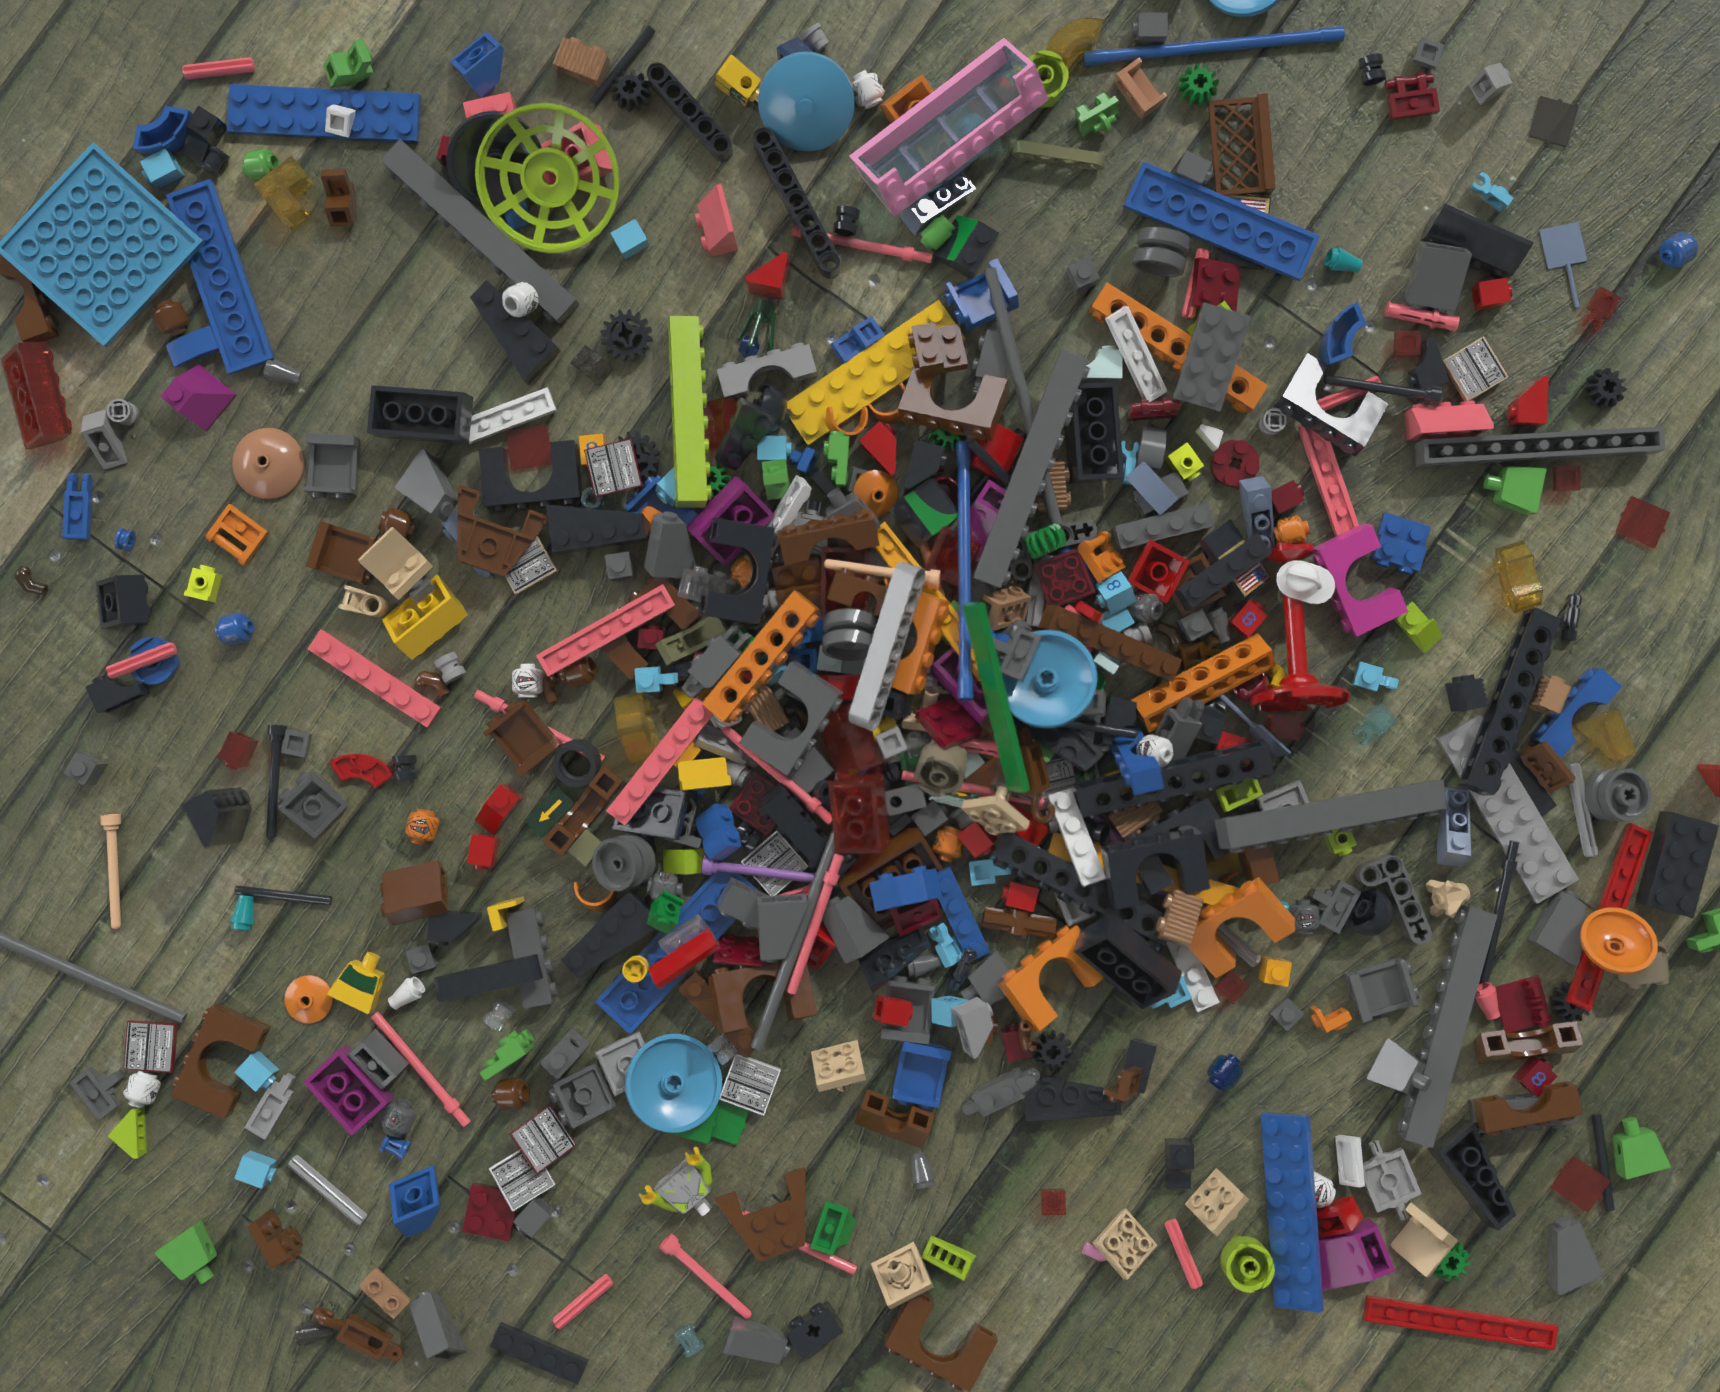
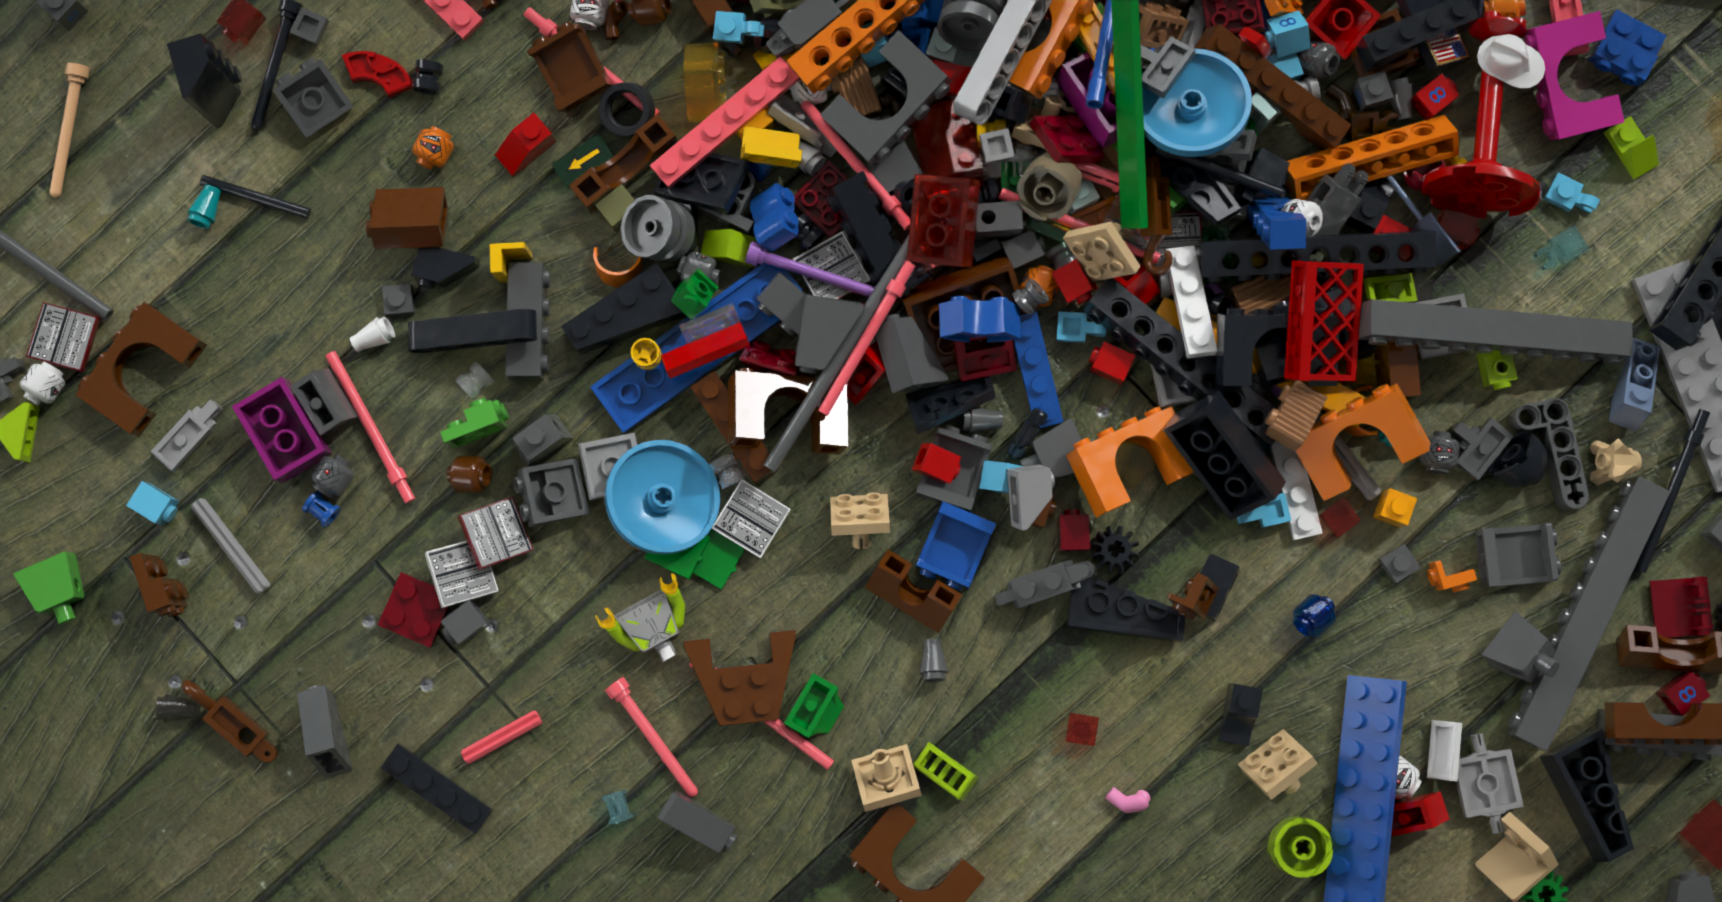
camera: 15 degrees right, 5 degrees down
(257, 1071) = (180, 390): medium azure brick -> none
(316, 990) = (270, 326): orange dish -> none
(359, 984) = (321, 312): yellow torso -> none
(384, 1293) = (272, 674): medium nougat bracket -> none
(415, 1201) = (330, 578): blue slope -> none
(483, 851) = (497, 189): red brick -> none
(809, 1340) = (787, 822): black brick -> none
(943, 860) = (1030, 296): none -> dark grey wheel
(947, 947) = (1014, 406): medium azure plate -> none
(1019, 922) = (1104, 393): reddish brown piece -> none
(1024, 1034) = (1086, 517): reddish brown arm -> none
(1124, 1244) = (1158, 795): tan tile -> none
(1172, 849) = (1304, 320): none -> red fence
(1183, 1253) = (1225, 823): coral axle -> none
(1354, 1257) = (1429, 863): magenta slope -> none
(1466, 693) = (1676, 228): black brick -> none
(1487, 1000) = (1641, 593): coral cone -> none

